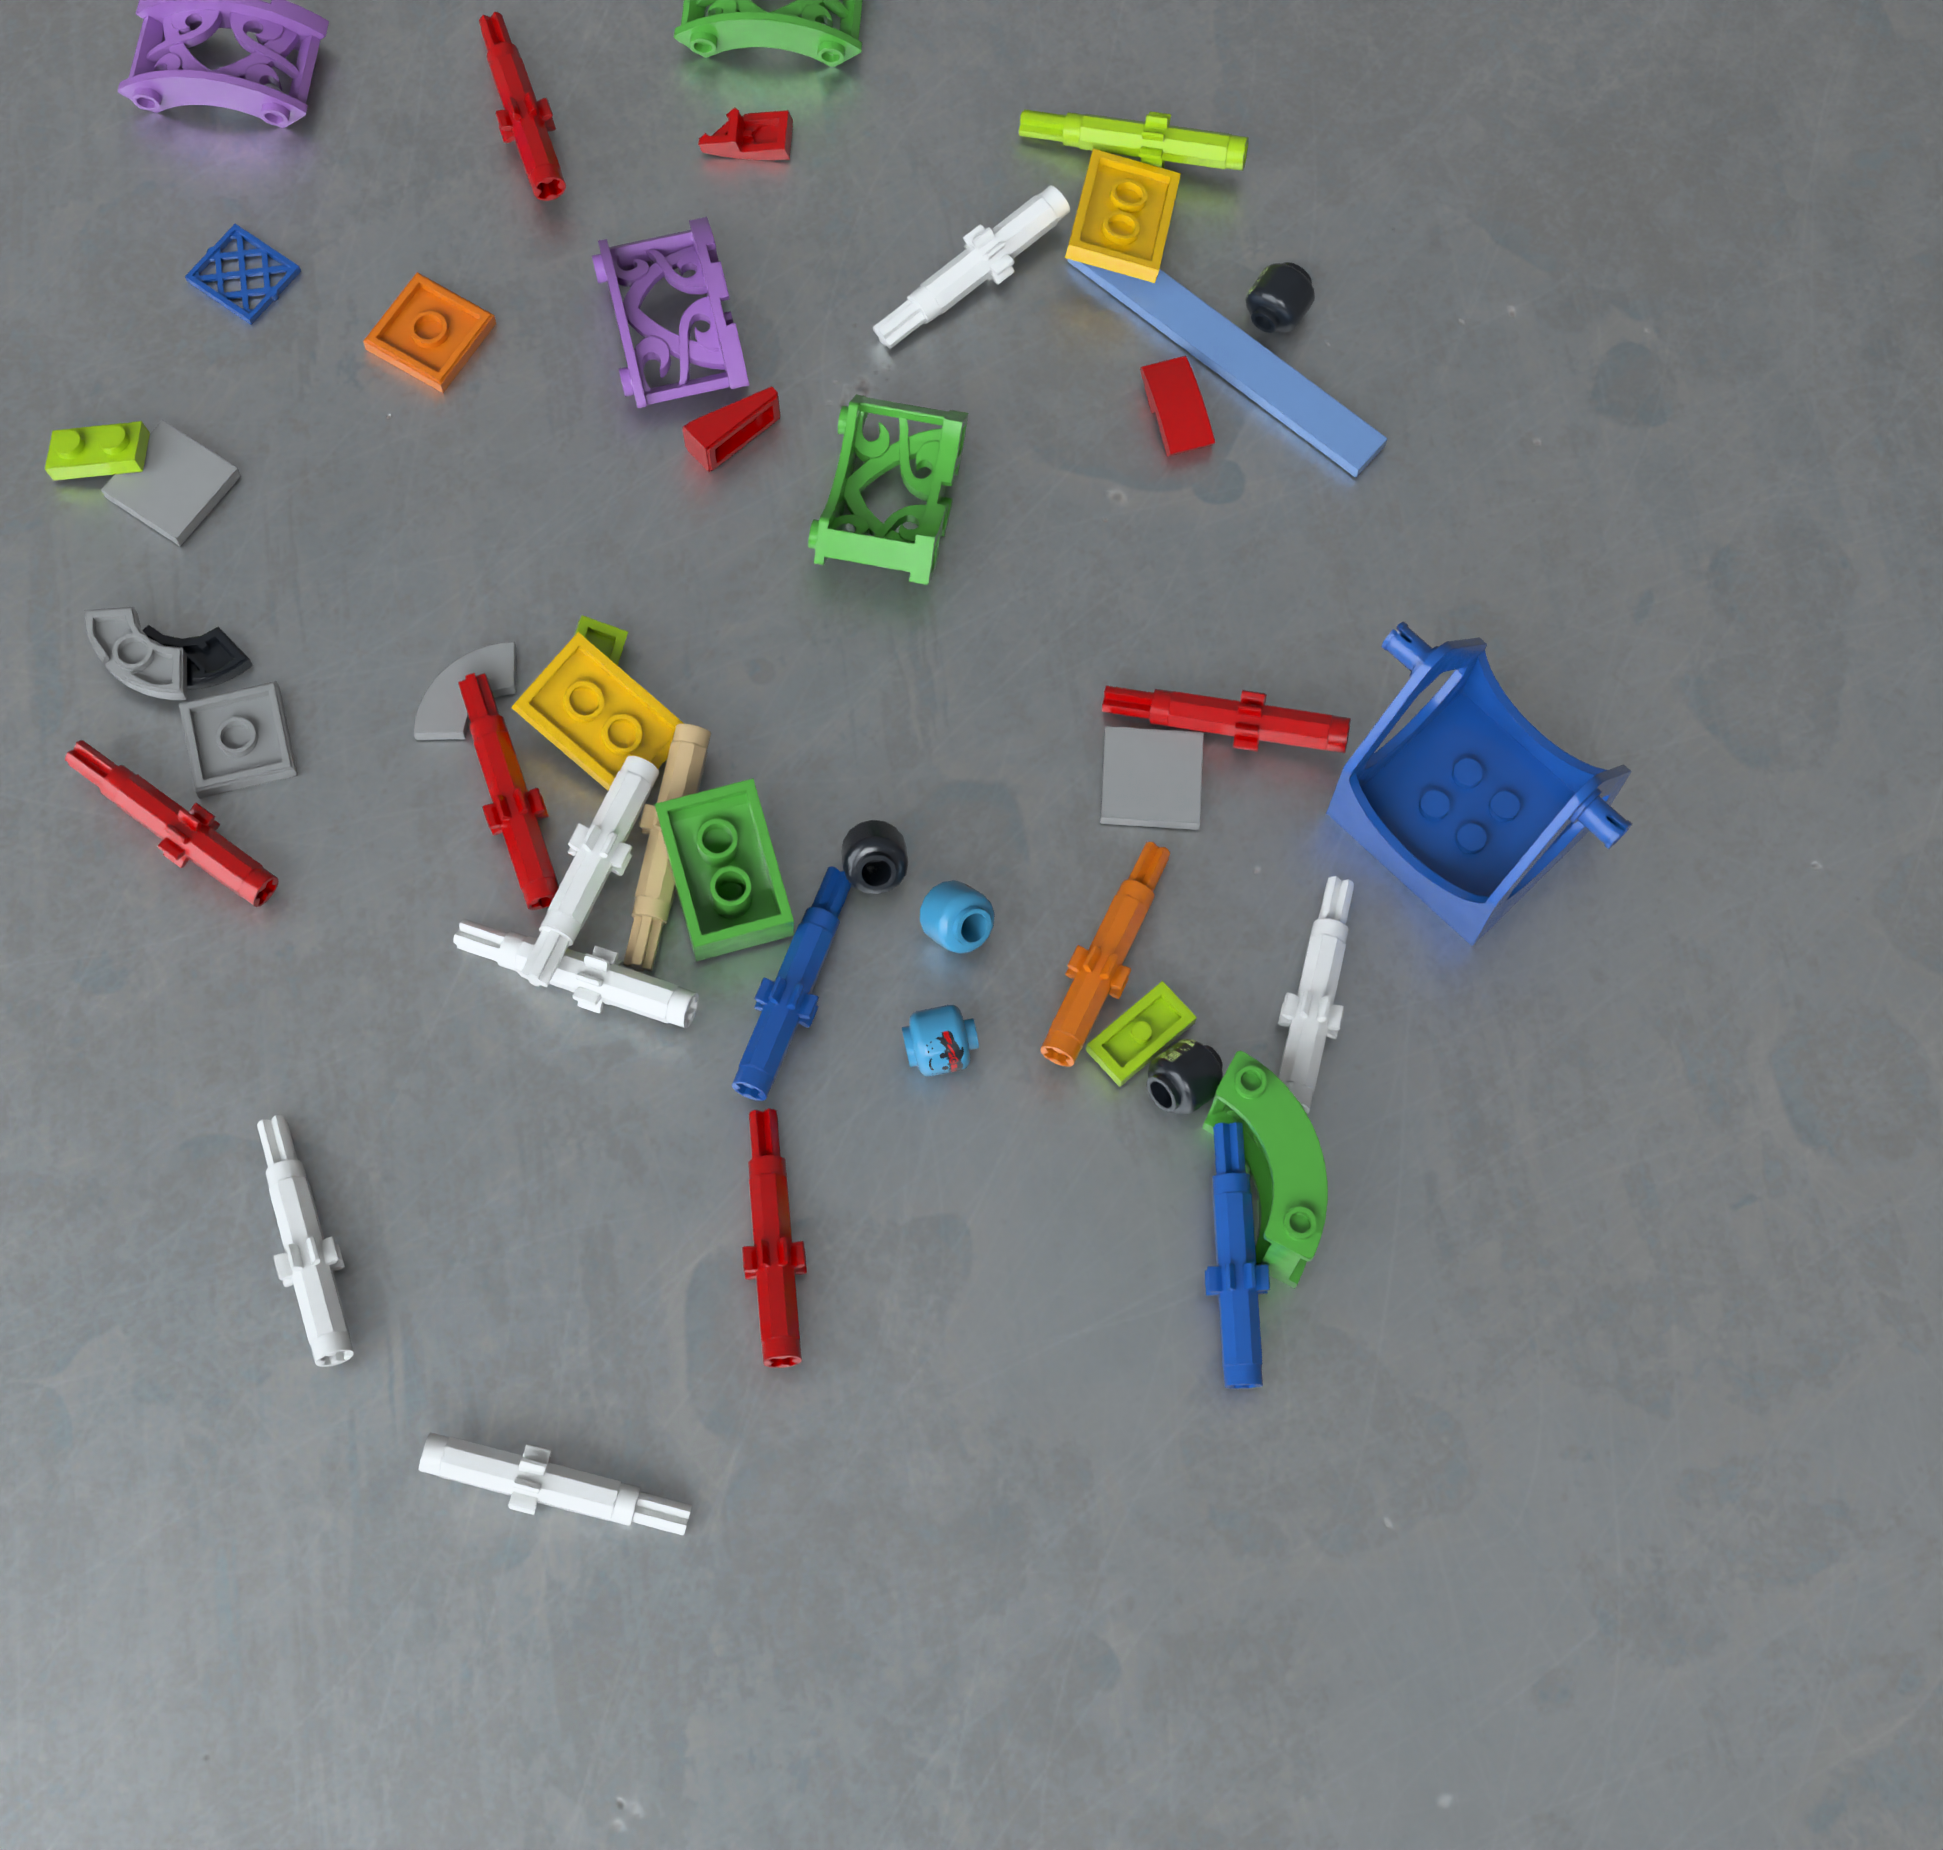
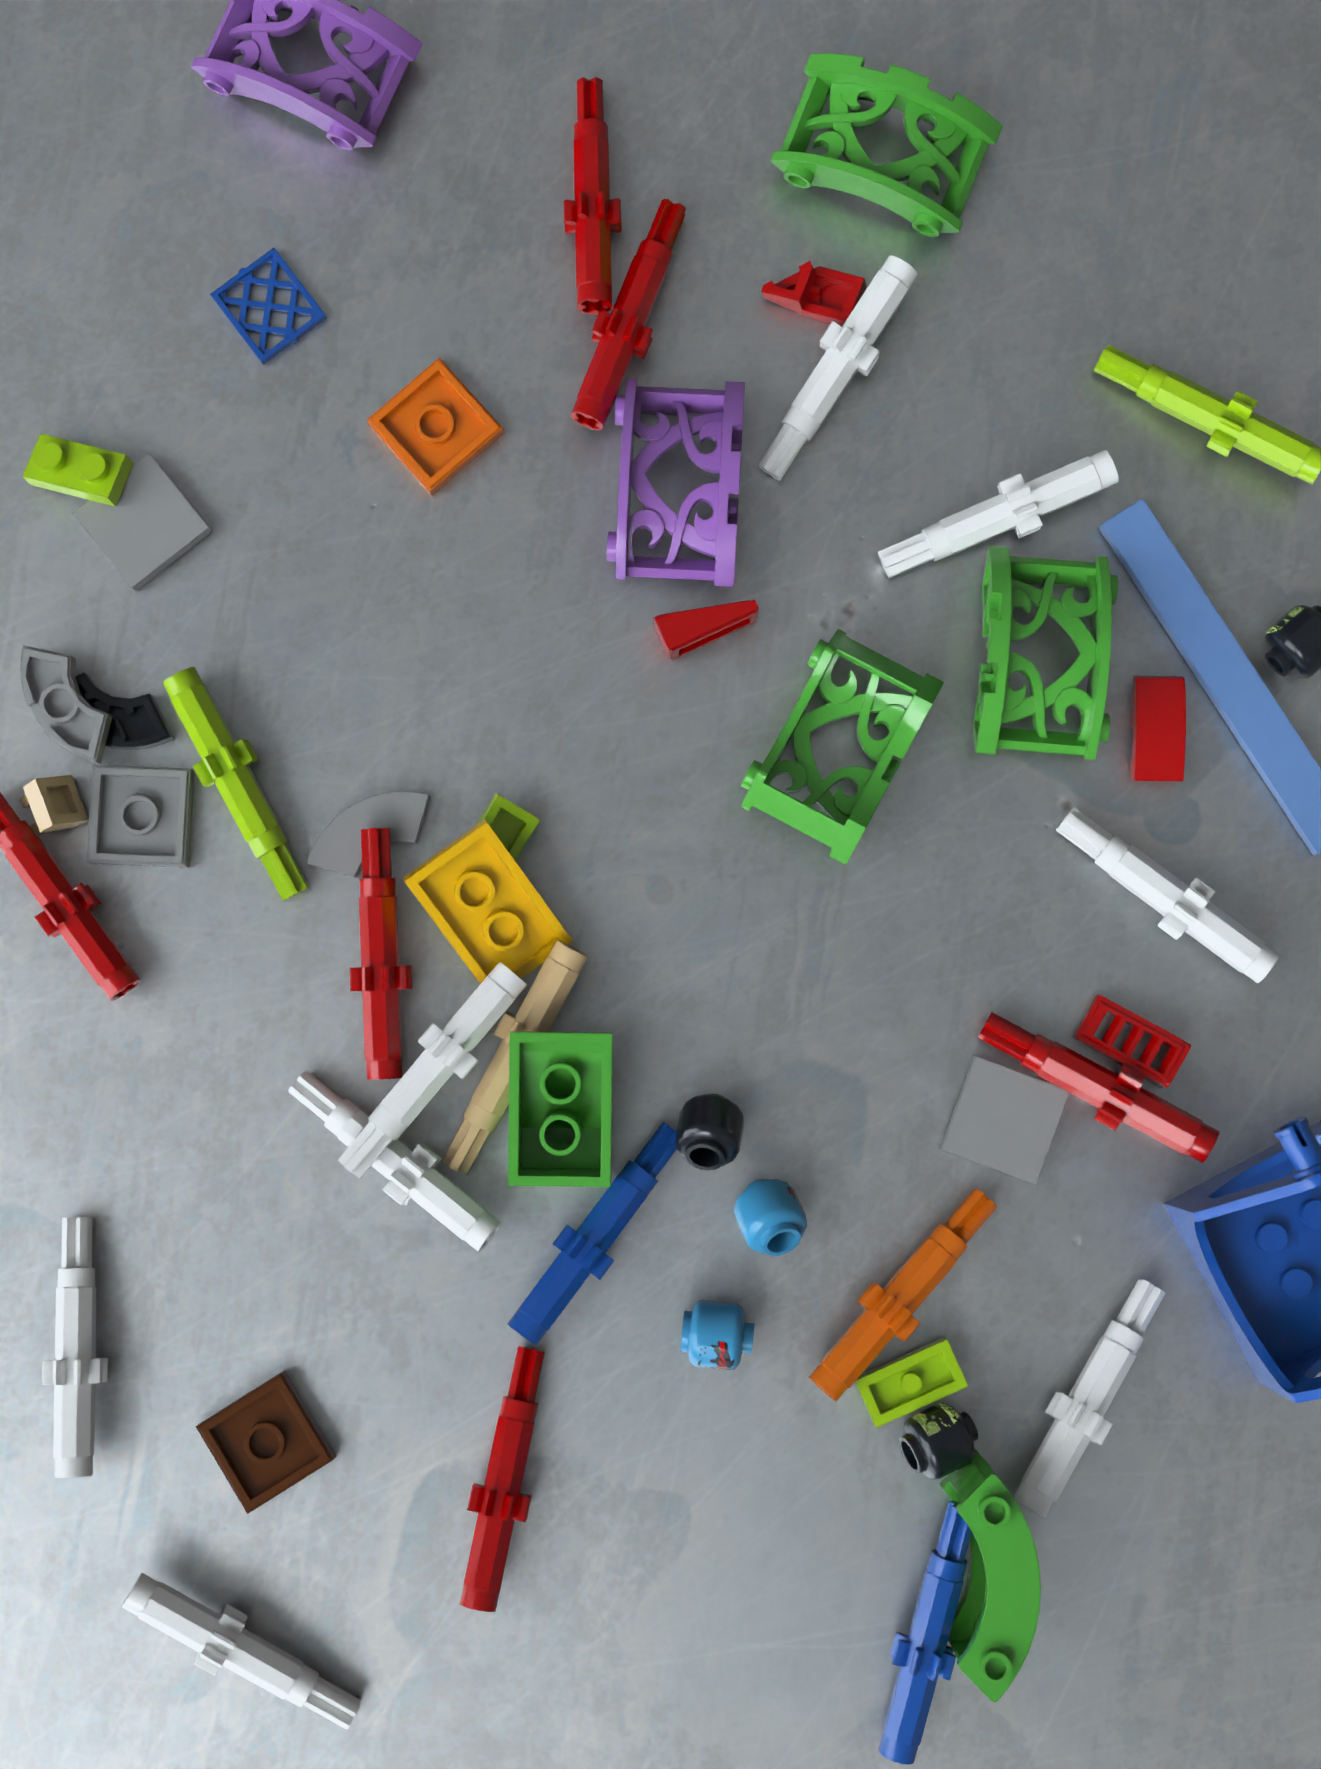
camera: 25 degrees right, 15 degrees up
(150, 745) = (54, 804): none -> tan tile
(314, 665) = (228, 767): none -> lime piece
(522, 1282) = (266, 1441): none -> reddish brown tile
(583, 203) = (625, 329): none -> red piece
(790, 173) = (847, 351): none -> white piece
(1029, 417) = (1008, 588): none -> bright green fence
(1123, 215) = (1171, 503): yellow plate -> none
(1249, 542) = (1182, 905): none -> white piece
(1265, 661) = (1170, 1064): none -> red slope

